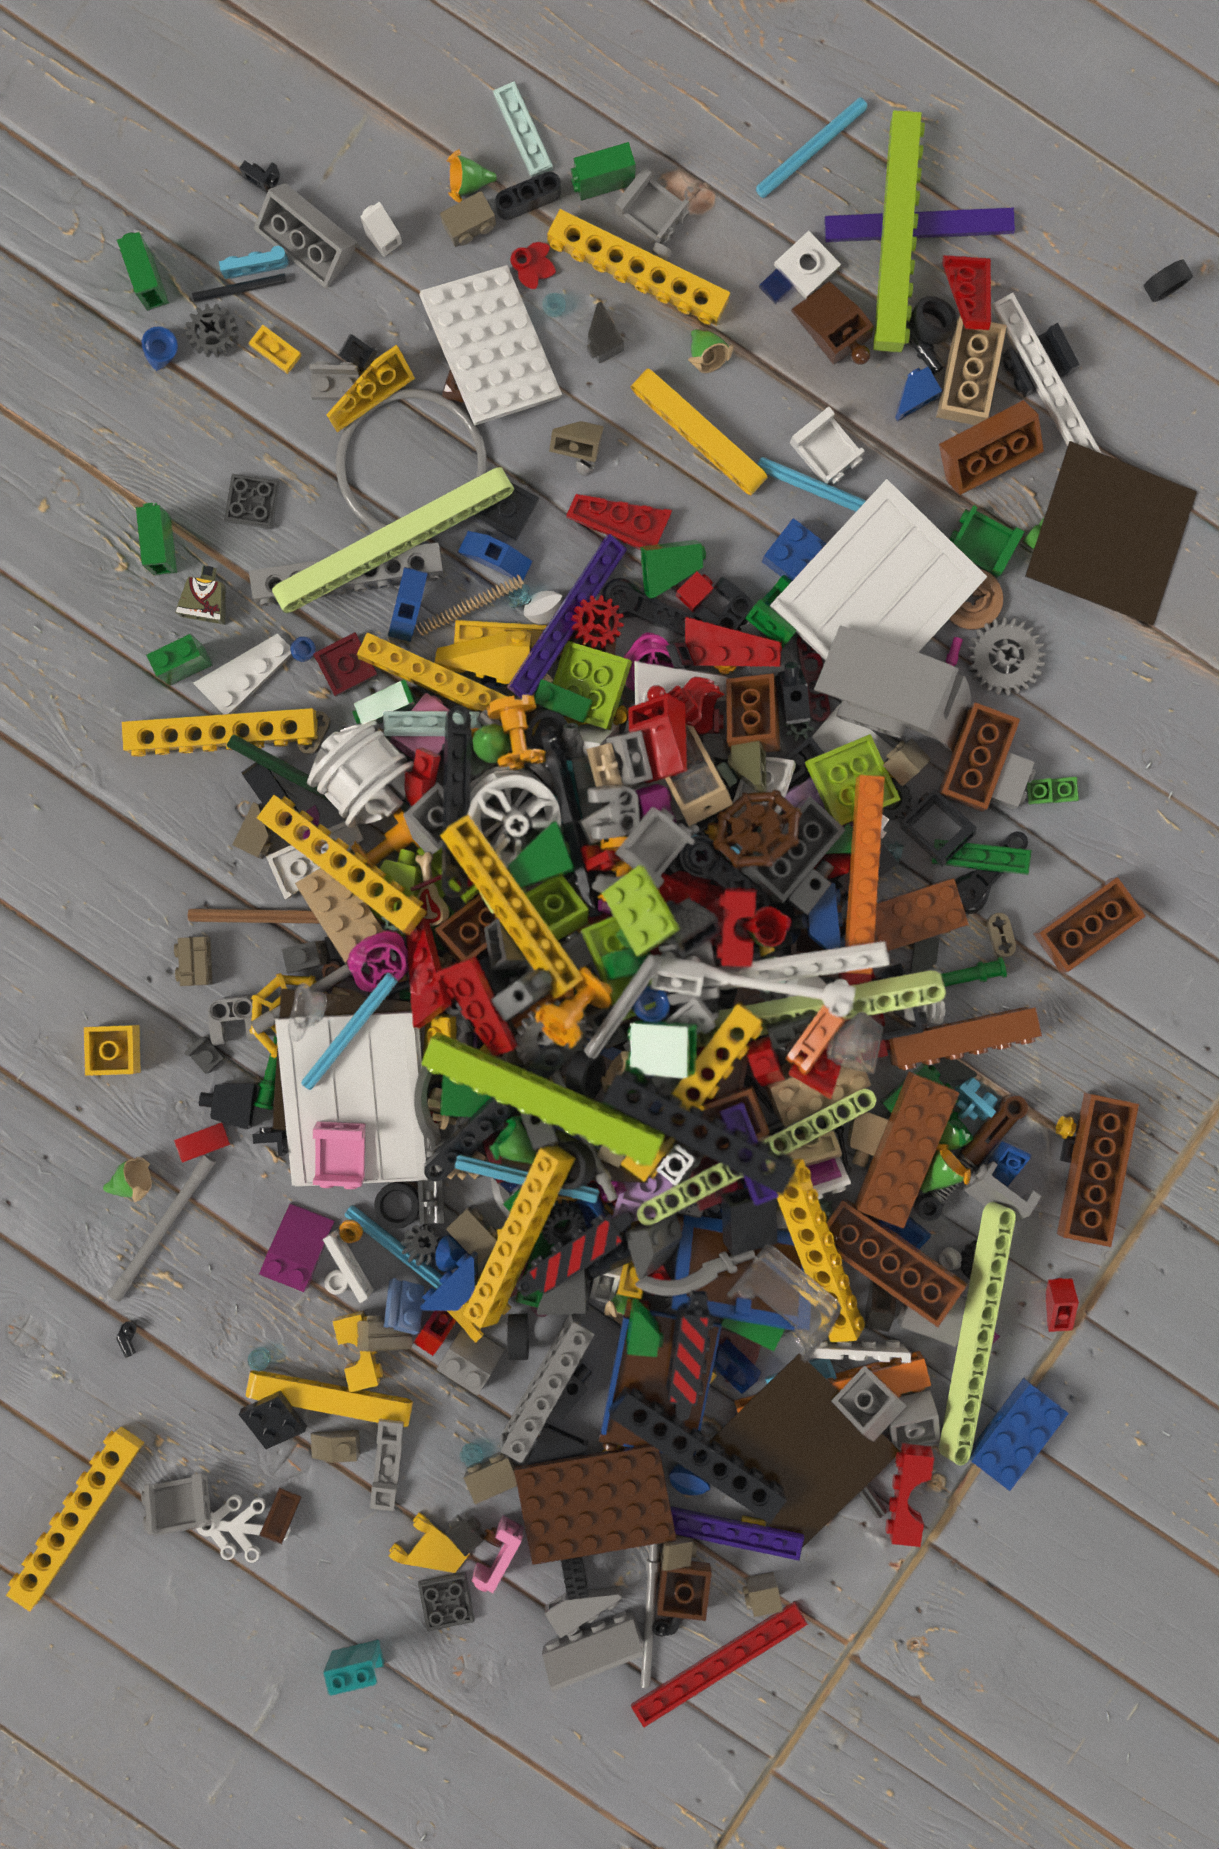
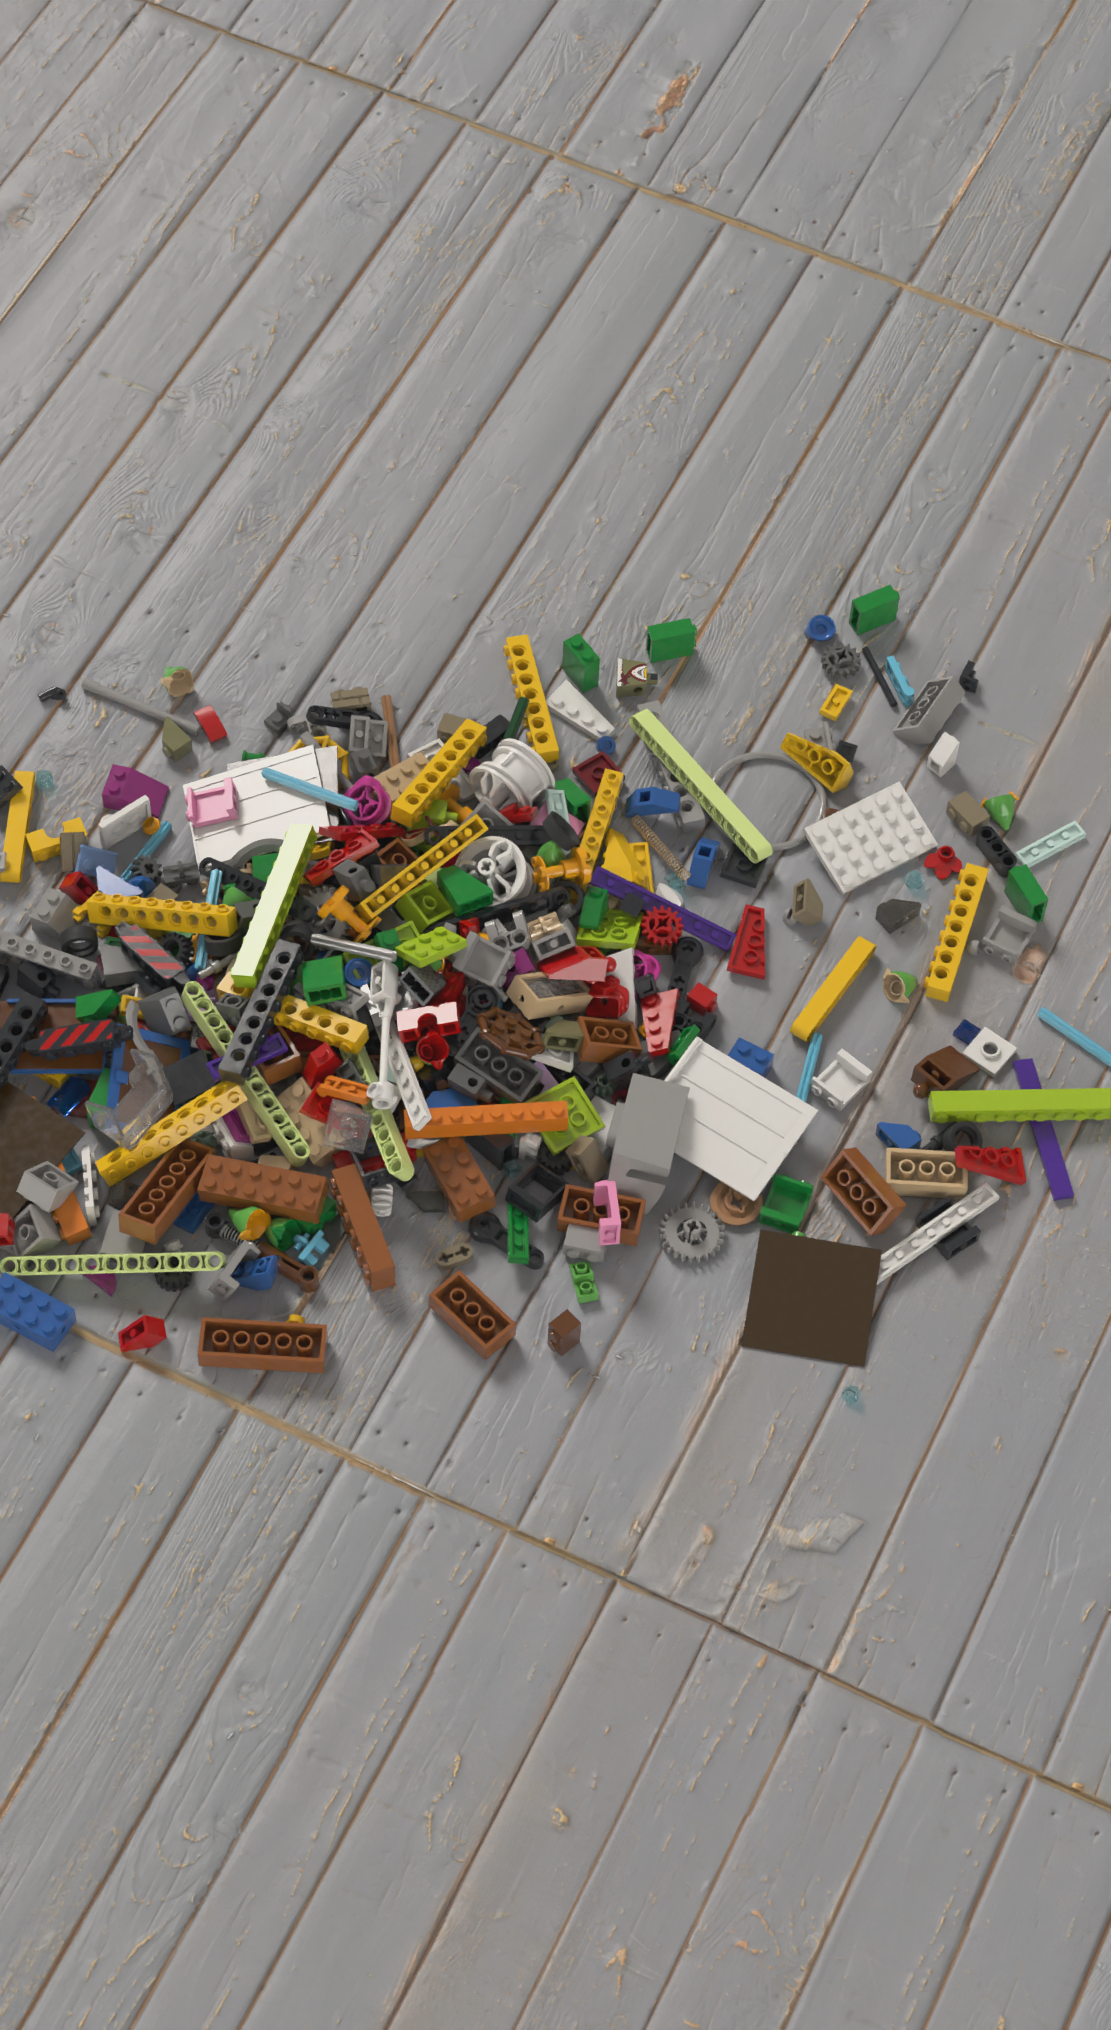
camera: 80 degrees right, 30 degrees down
(112, 1050) = (275, 657): yellow brick -> none
(225, 965) = (341, 718): none -> black beam
(225, 1191) = (175, 741): none -> olive slope
(231, 1103) = (242, 736): black torso -> none
(252, 501) = (715, 702): dark grey tile -> none
(256, 946) = (368, 734): none -> light grey slope
(268, 1135) = (221, 764): black bracket -> none
(306, 1011) = (324, 761): clear piece -> none
(379, 1208) = (175, 842): black tyre -> none
(466, 714) = (560, 831): none -> black tyre
(564, 652) = (632, 905): none -> black tile
(669, 564) = (720, 976): green slope -> none
(952, 657) = (682, 1194): dark pink piece -> none
(980, 972) = (420, 1242): green pin -> none
(1026, 746) = (610, 1227): none -> bright pink panel
(1129, 824) = (564, 1332): none -> reddish brown brick
(1168, 280) = (1037, 1311): black tyre -> none

